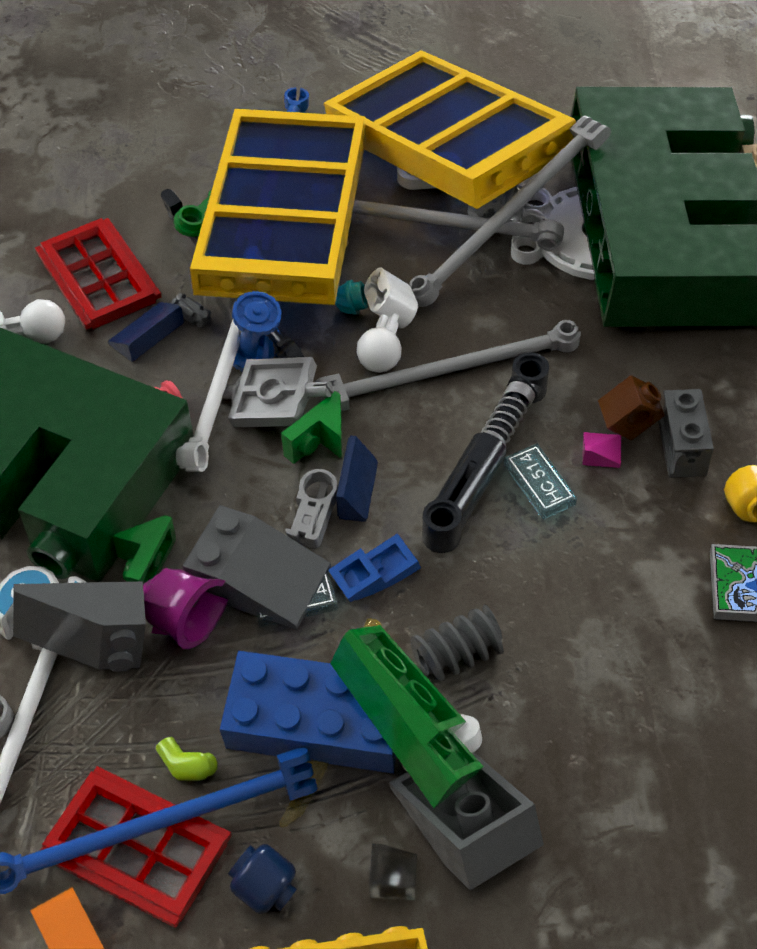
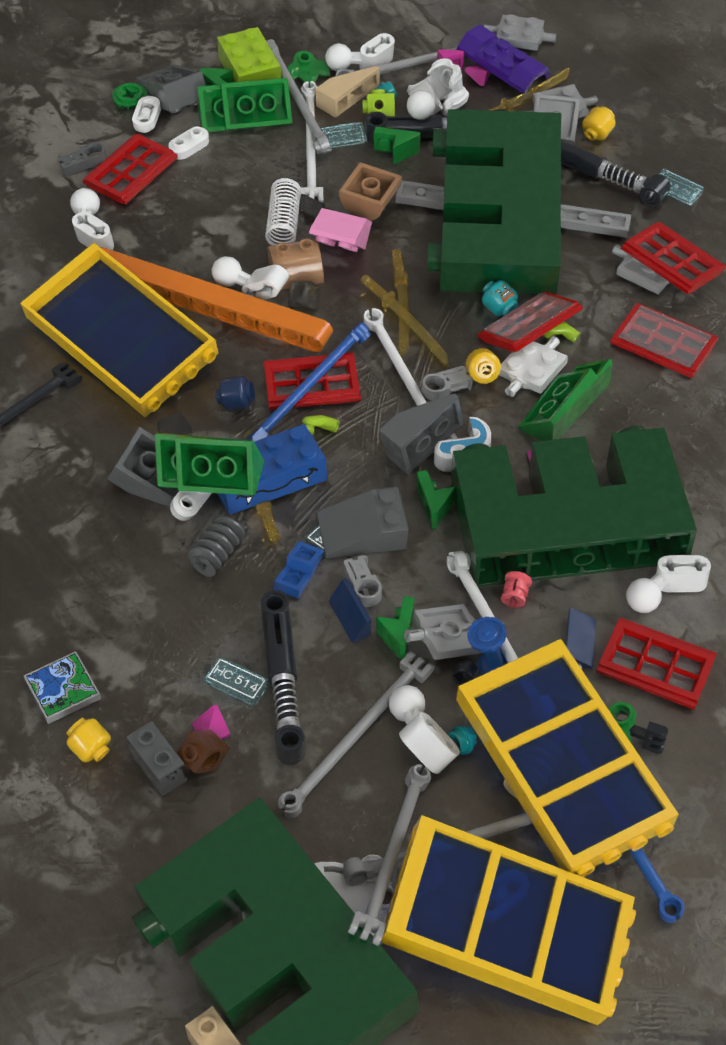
camera: 145 degrees right, 0 degrees up
(170, 607) = (386, 470): magenta helmet -> none

